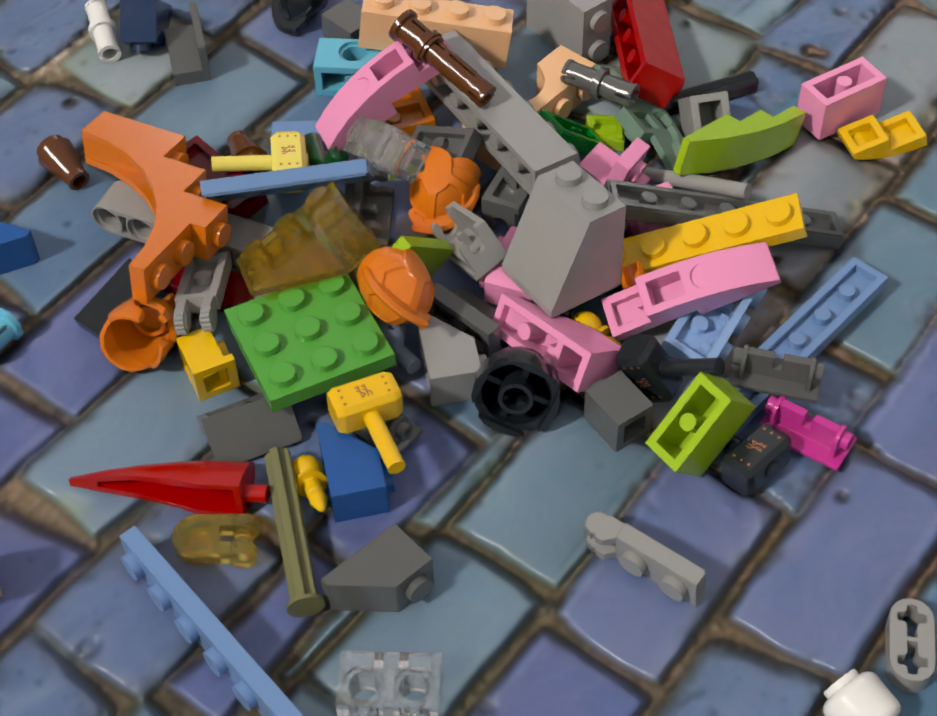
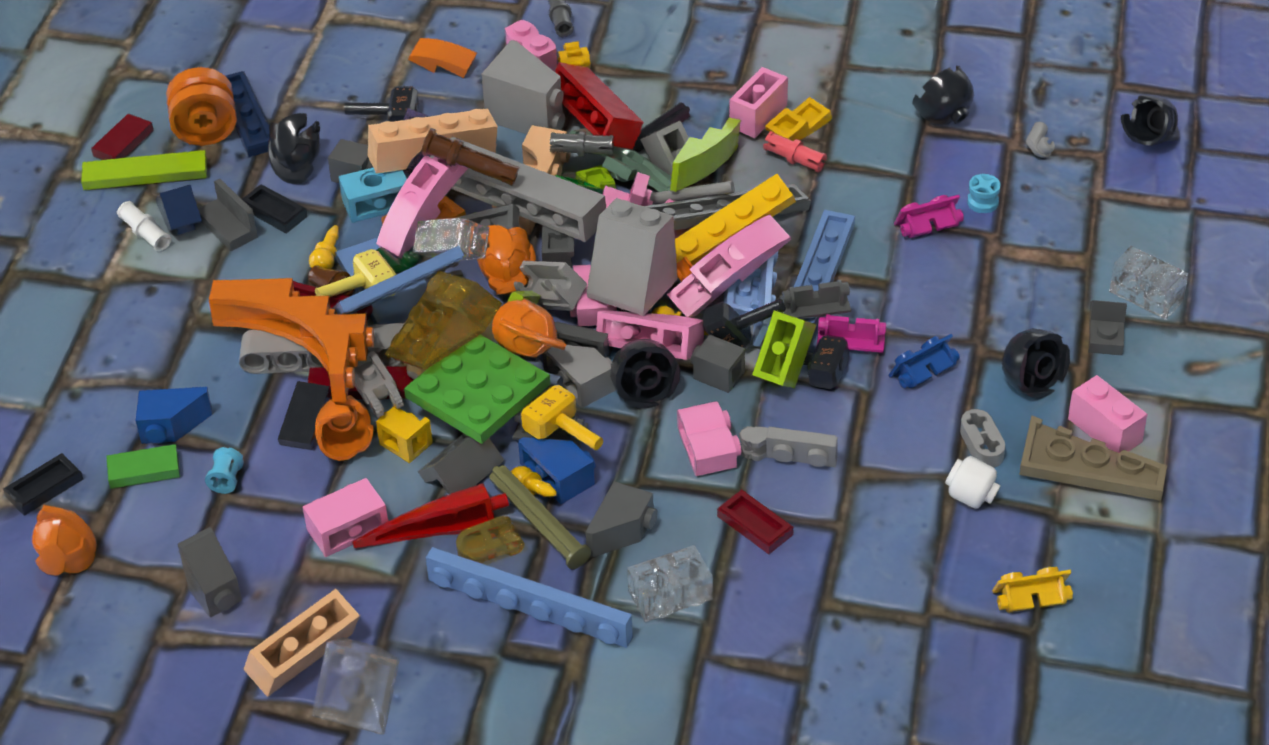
camera: 25 degrees left, 5 degrees down
(61, 159) = (183, 332): reddish brown cone -> none
(77, 442) = (344, 516): none -> bright pink brick
(244, 53) = (275, 208): none -> black tile
(260, 120) = (325, 250): none -> yellow bar
(549, 505) = (708, 438): none -> bright pink brick
(550, 645) = (755, 521): none -> dark red tile
(857, 172) = (794, 151): none -> coral pin
(865, 506) = (913, 368): none -> blue hinge

